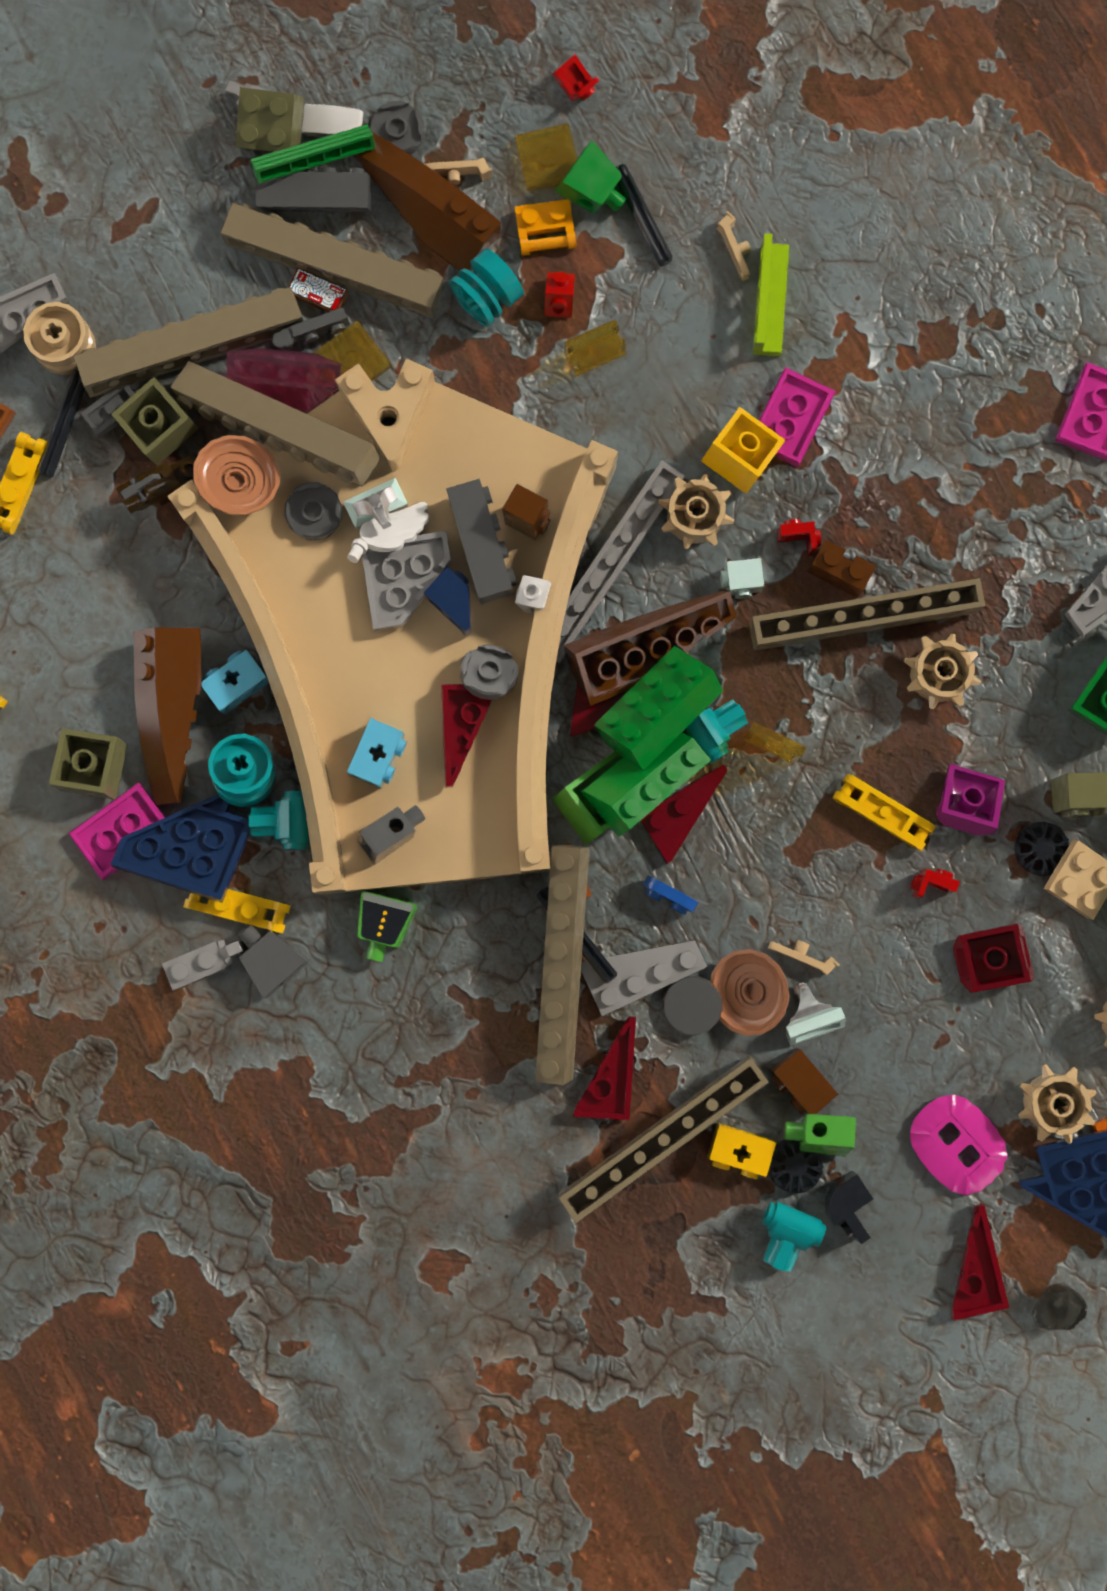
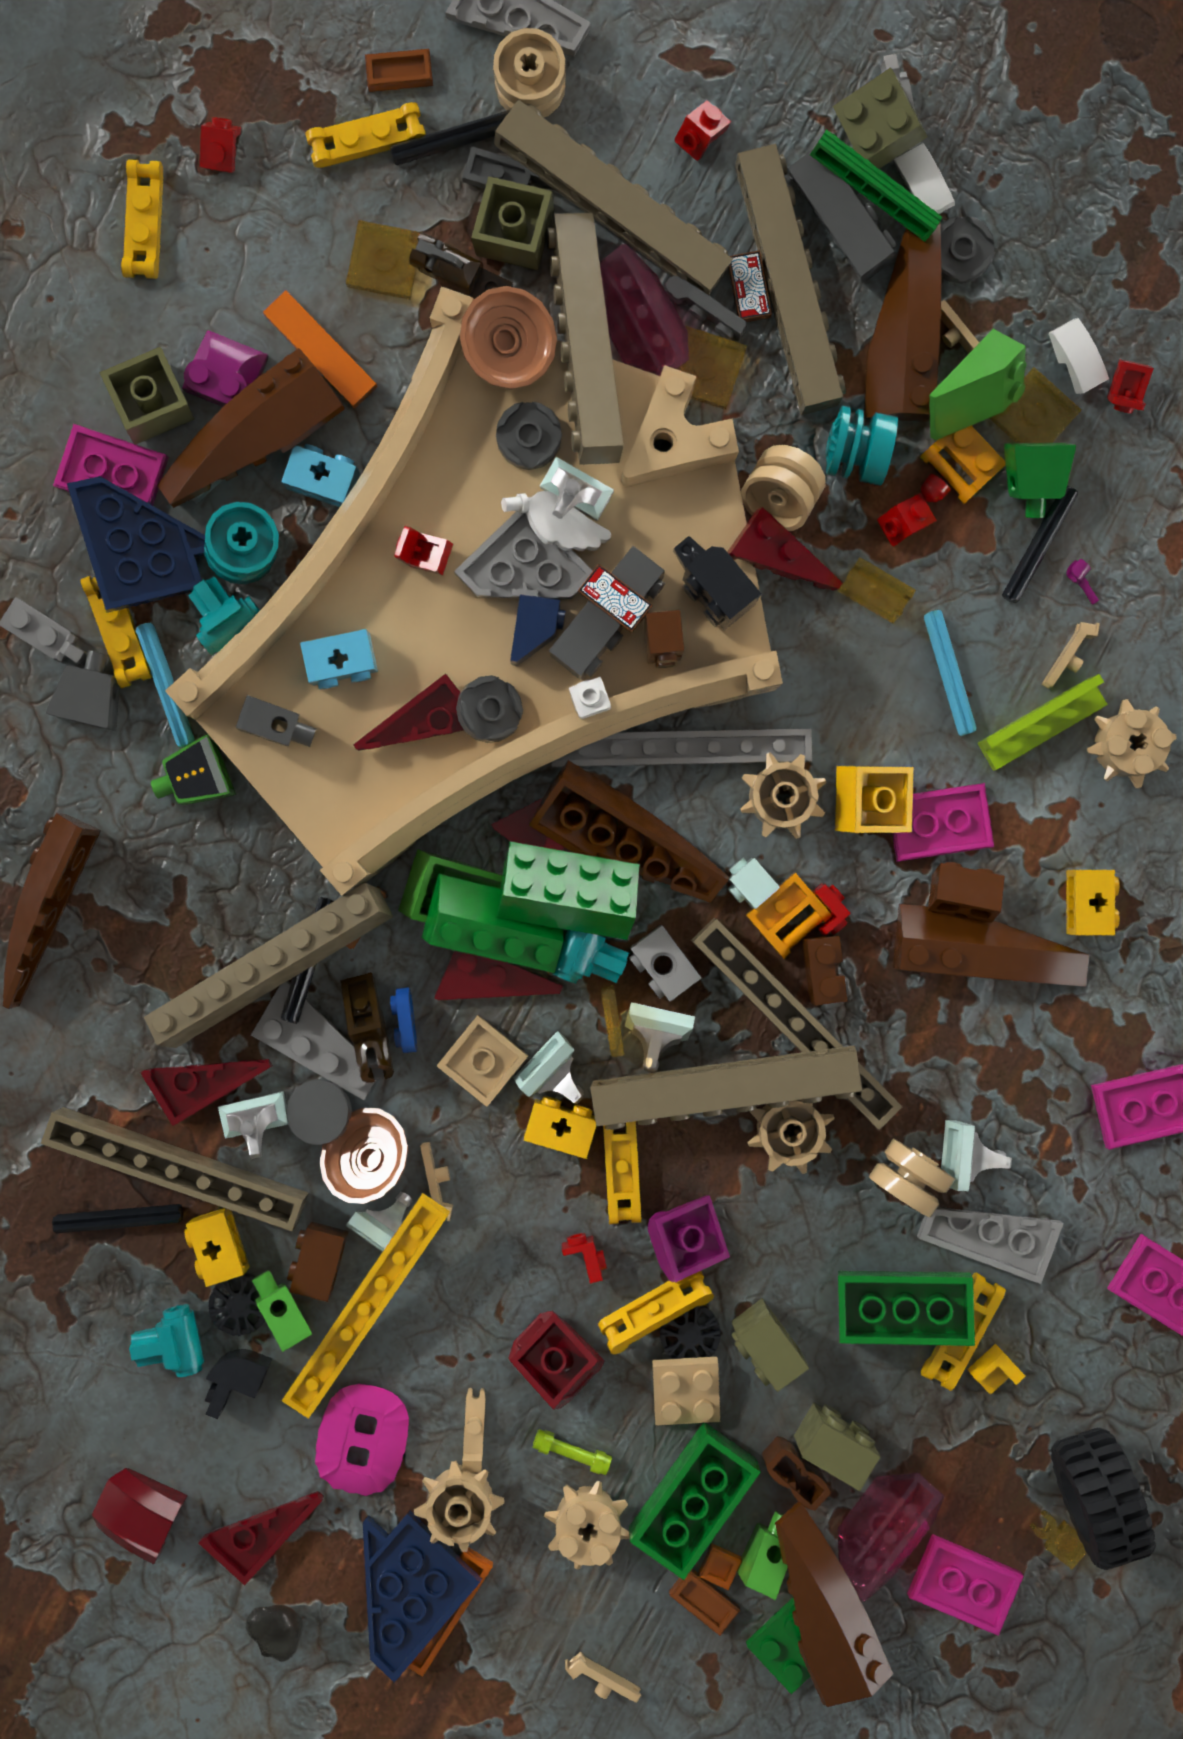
camera: 55 degrees right, 5 degrees up
(108, 699) = (222, 369): none -> magenta slope
(113, 531) = (382, 260): none -> clear yellow tile
(122, 622) = (320, 349): none -> orange tile
(184, 248) = (701, 129): none -> red bracket
(303, 900) = (163, 679): none -> medium azure axle
(343, 640) = (423, 551): none -> red bracket
(392, 1092) = (44, 898): none -> reddish brown wedge
(475, 525) = (615, 598): none -> tile
(478, 360) = (784, 484): none -> tan wheel
(503, 177) = (979, 385): none -> bright green slope
(513, 449) = (716, 582): none -> black hinge
(517, 396) = (776, 549): none -> dark red wing
(529, 97) = (1079, 352): none -> white slope
(551, 260) = (934, 489): none -> red hinge
(656, 924) = (367, 1027): none -> dark brown plate
(665, 1057) = (252, 1117): none -> piece
(669, 1211) = (117, 1218): none -> black axle
(681, 204) = (1076, 573): none -> magenta hand
(689, 338) = (950, 672): none -> medium azure axle
(737, 859) = (482, 1060): none -> tan plate
(773, 672) = (681, 973): none -> light grey brick
(776, 568) = (784, 906): none -> light orange plate
(779, 814) = (550, 1070): none -> light aqua piece
(803, 718) = (657, 1031): none -> piece
(815, 250) = (1113, 744): none -> tan brick
(842, 830) = (572, 1141): none -> yellow brick
(854, 431) = (966, 892): none -> reddish brown brick
(861, 1067) = (366, 1305): none -> yellow plate
(879, 692) = (726, 1086): none -> dark tan brick
(900, 1351) = (138, 1512): none -> dark red slope
(901, 449) = (981, 949): none -> reddish brown wedge
(926, 363) = (1087, 885): none -> yellow brick
(1007, 862) = (653, 1311): none -> yellow plate
(1008, 1057) = (474, 1431): none -> tan piece
(1035, 606) = (910, 1179): none -> tan wheel
(1046, 561) = (966, 1155): none -> light aqua piece
(1091, 981) = (598, 1461): none -> lime bar

